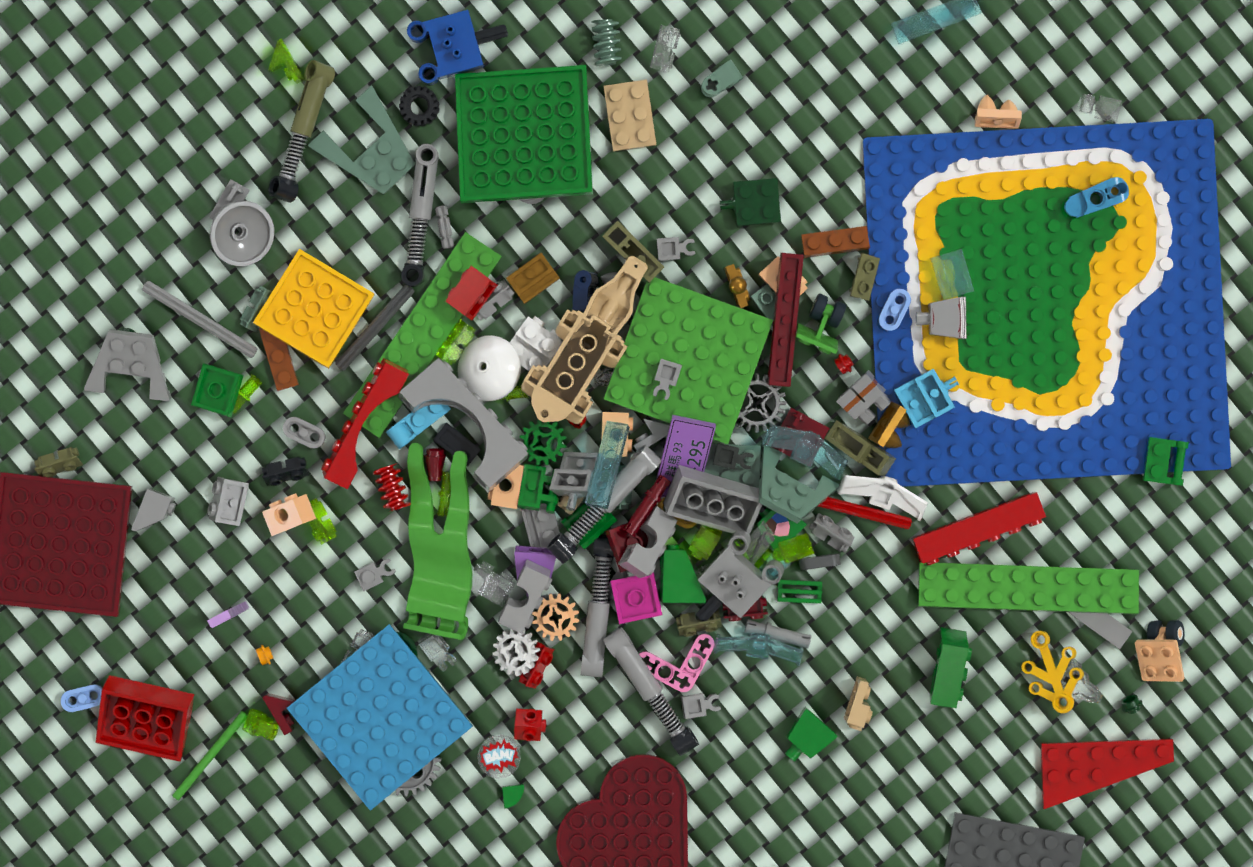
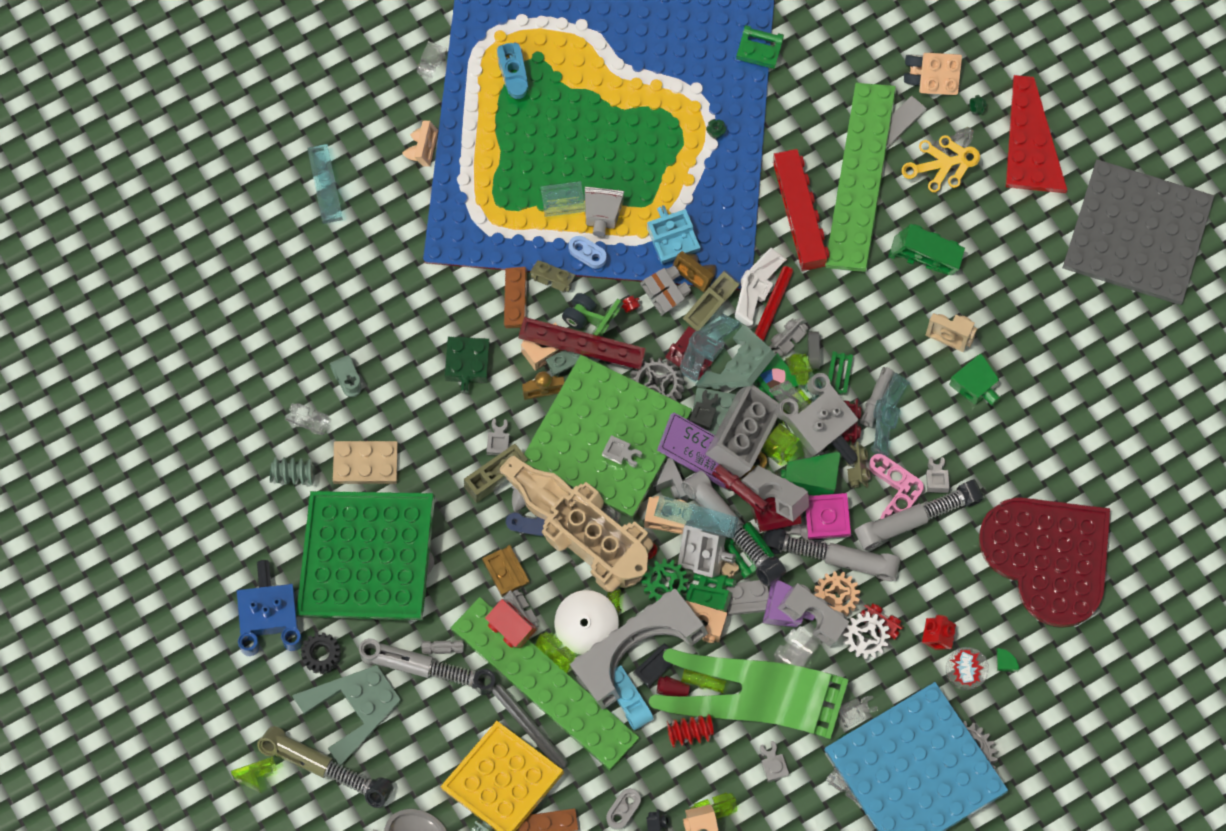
camera: 85 degrees left, 20 degrees down
(386, 382) = (587, 718): red arch -> none
(535, 343) = (569, 575): white plate -> none
(1056, 421) = (716, 133): none -> dark green plate

